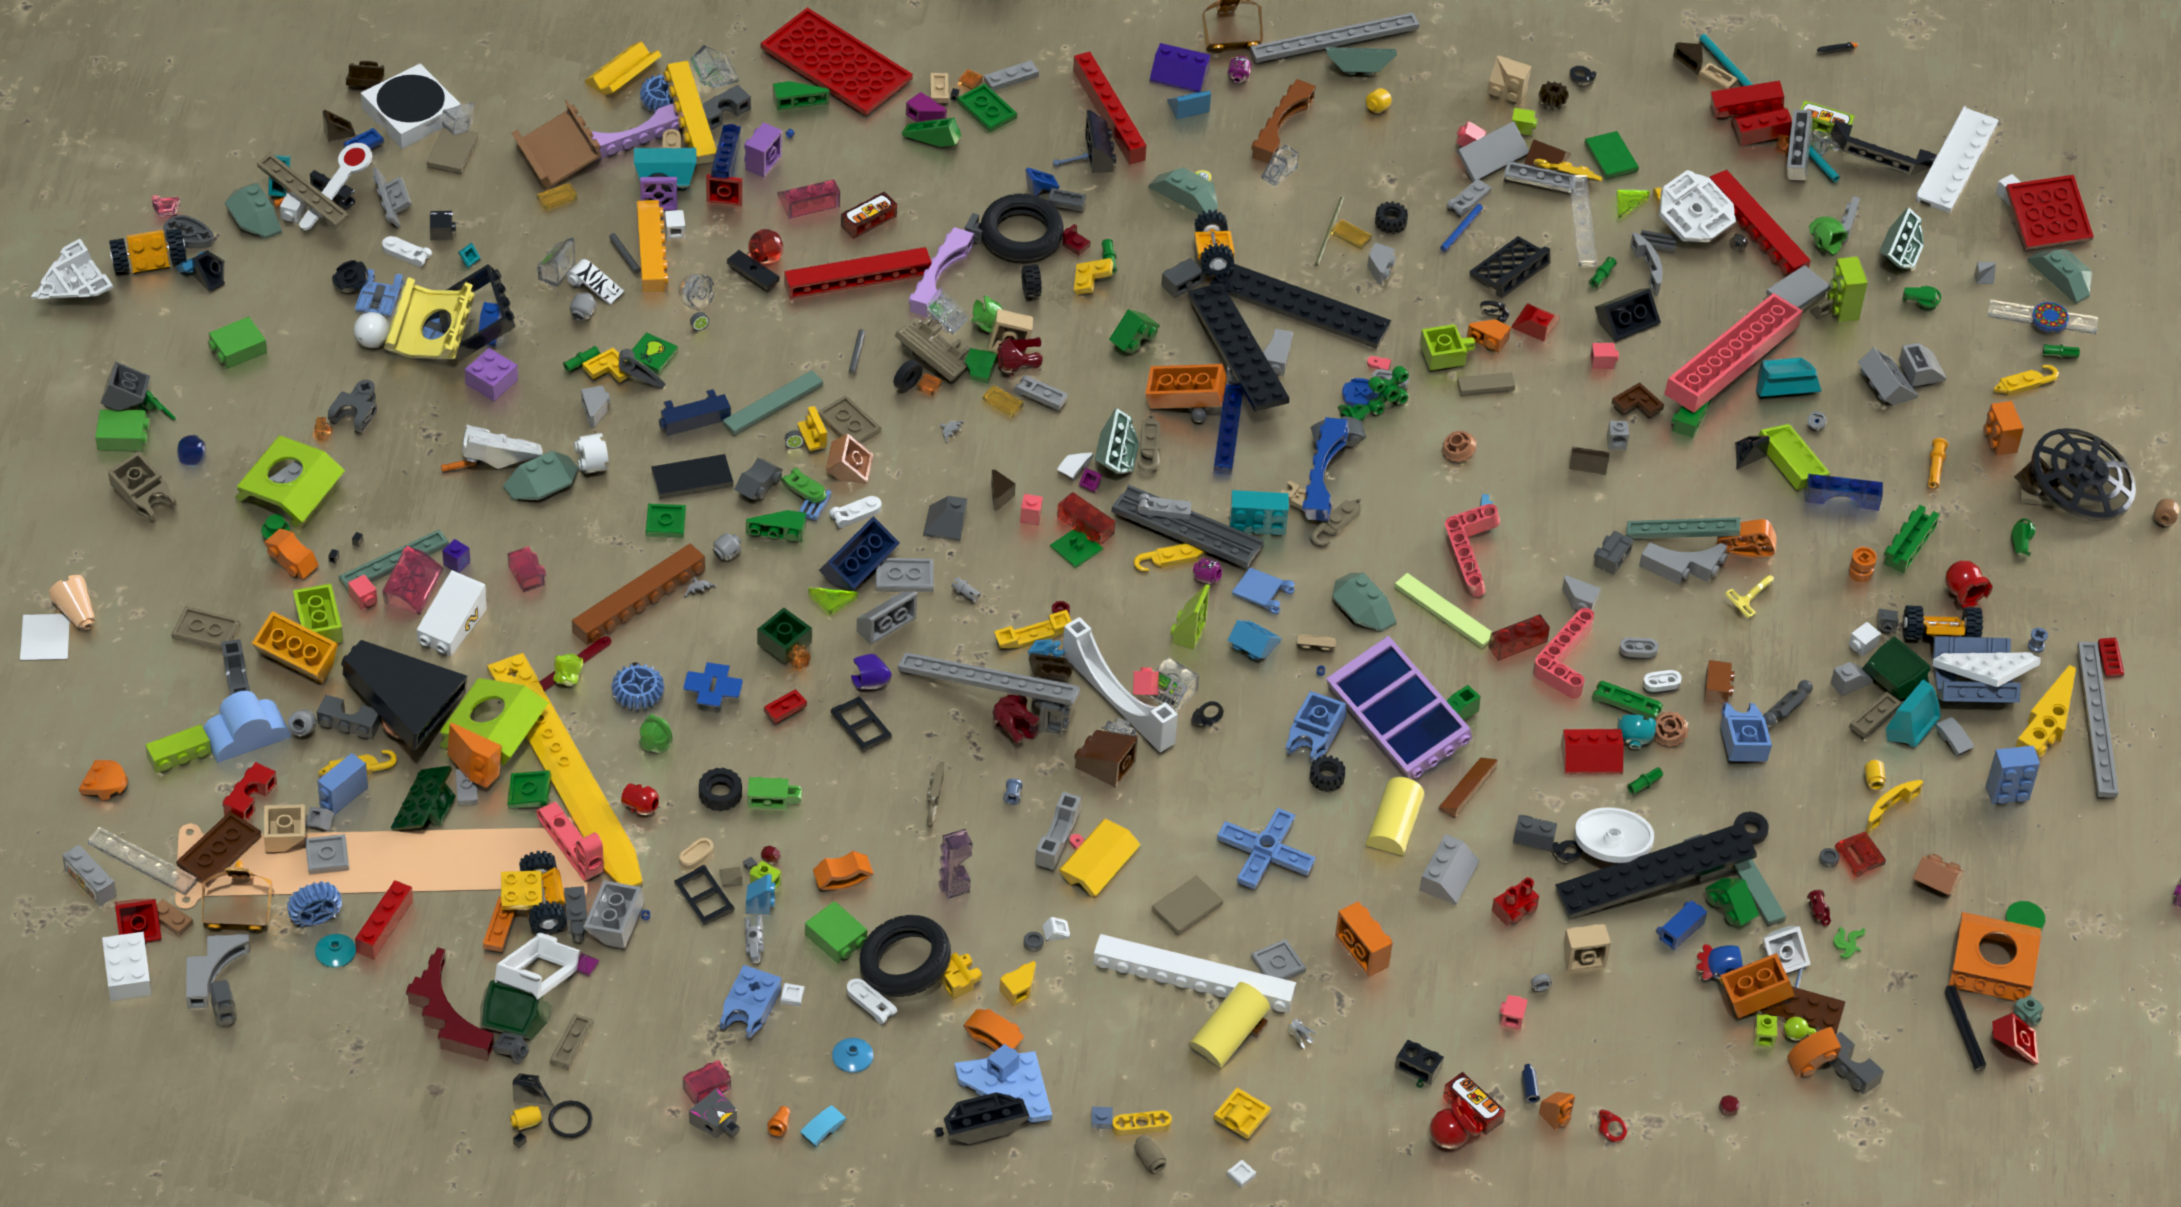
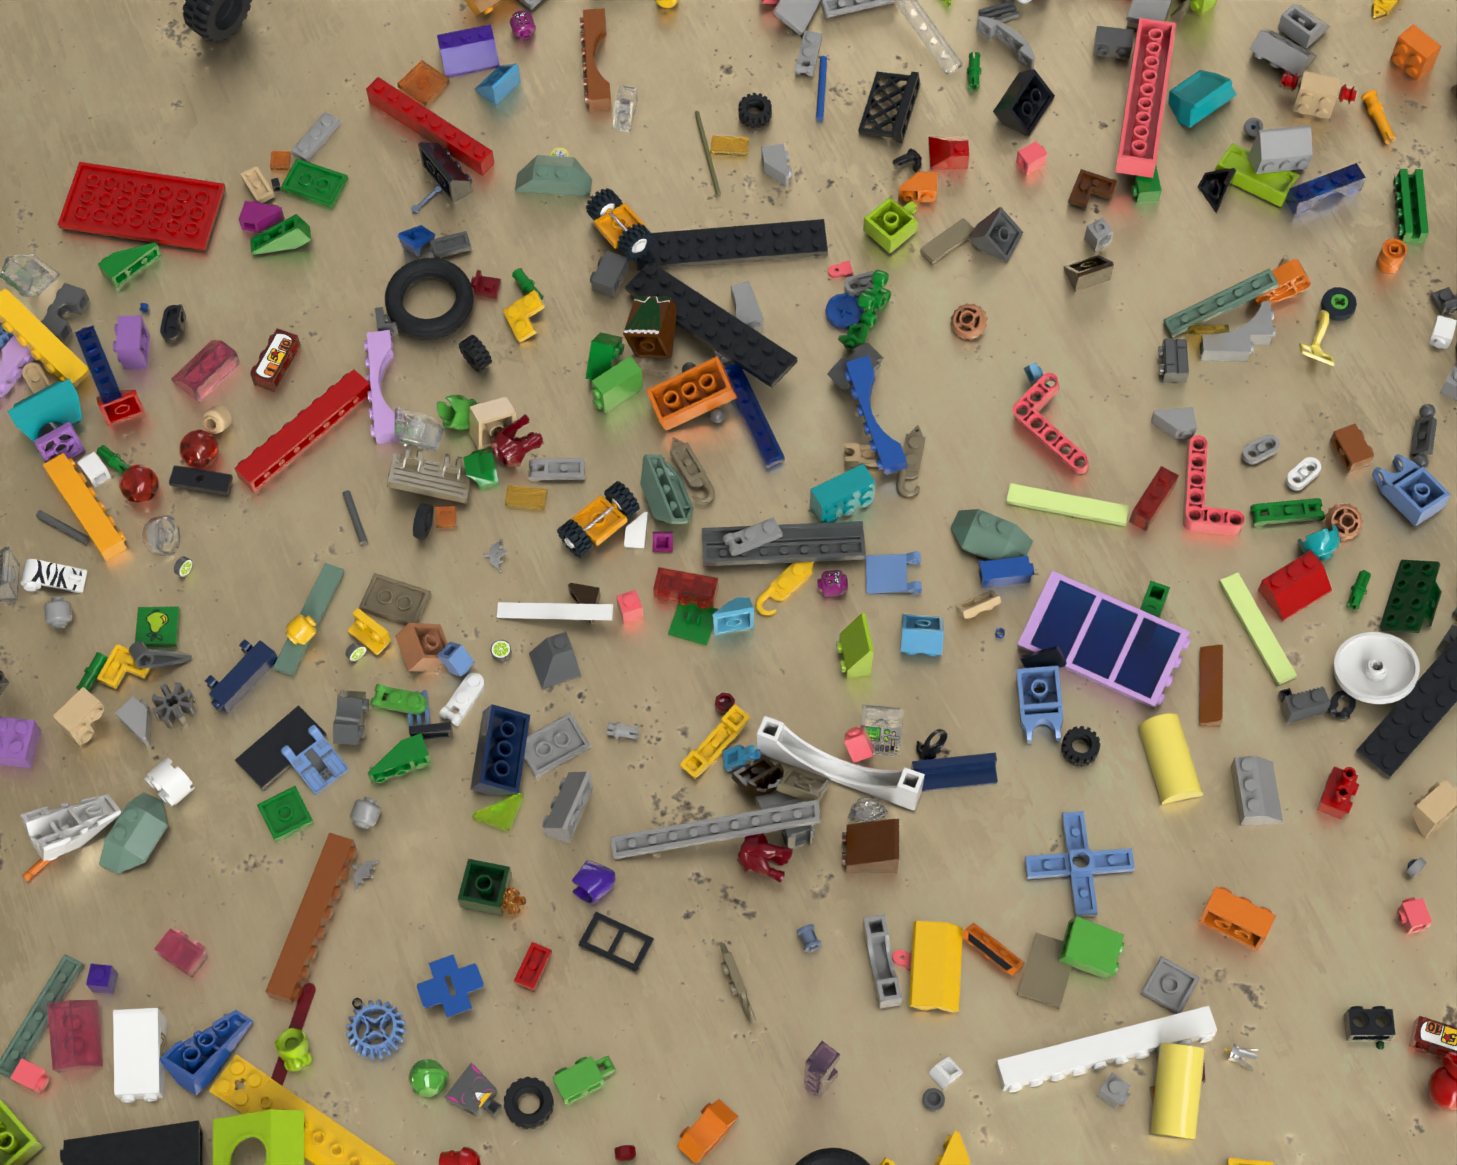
camera: 25 degrees left, 15 degrees up
(492, 641) = (201, 1056): none -> blue wedge
(552, 379) = (79, 715): none -> tan slope
(629, 408) = (184, 705): none -> flat silver gear
(682, 762) = (474, 1093): none -> dark grey torso
(694, 226) = (113, 460): none -> green axle
(703, 248) = (139, 483): none -> clear red helmet
(713, 499) = (318, 763): none -> medium blue flag
(761, 402) = (301, 629): none -> yellow head
(793, 233) = (216, 419): none -> tan head
(805, 152) = (173, 322): none -> black bracket
(817, 518) = (432, 731): none -> black tile
(868, 479) = (455, 659): none -> medium blue brick
(908, 493) = (501, 650): none -> tile
(969, 484) = (555, 611): none -> white sticker
(1048, 439) = (598, 519): none -> plate
(1087, 690) = (803, 784): none -> dark tan tile
(1108, 554) = (734, 616): none -> medium azure slope
(1127, 76) = (423, 82): none -> clear orange plate
(1129, 354) = (617, 385): none -> bright green brick
(1153, 868) = (992, 949): none -> orange plate
(1178, 1001) = (1114, 1091): none -> light grey brick
(1186, 325) = (651, 326): none -> reddish brown slope
(1212, 741) = (957, 771): none -> dark blue panel
(1231, 903) = (1091, 948): none -> bright green brick
(1344, 695) = (1044, 658): none -> black tile
(1355, 629) = (1005, 571): none -> blue brick
(1530, 396) = (996, 235): none -> dark grey slope
(1538, 768) = (1258, 629): none -> yellowish green tile
(1657, 540) = (1208, 329): none -> clear yellow tile
(1689, 806) = (1412, 597): none -> dark green bracket
(1738, 302) = (1113, 42): none -> dark grey hinge
(1796, 574) = (1338, 295): none -> black bush
(1823, 442) = (1281, 149): none -> light grey slope
(1891, 419) = (1317, 93): none -> tan brick

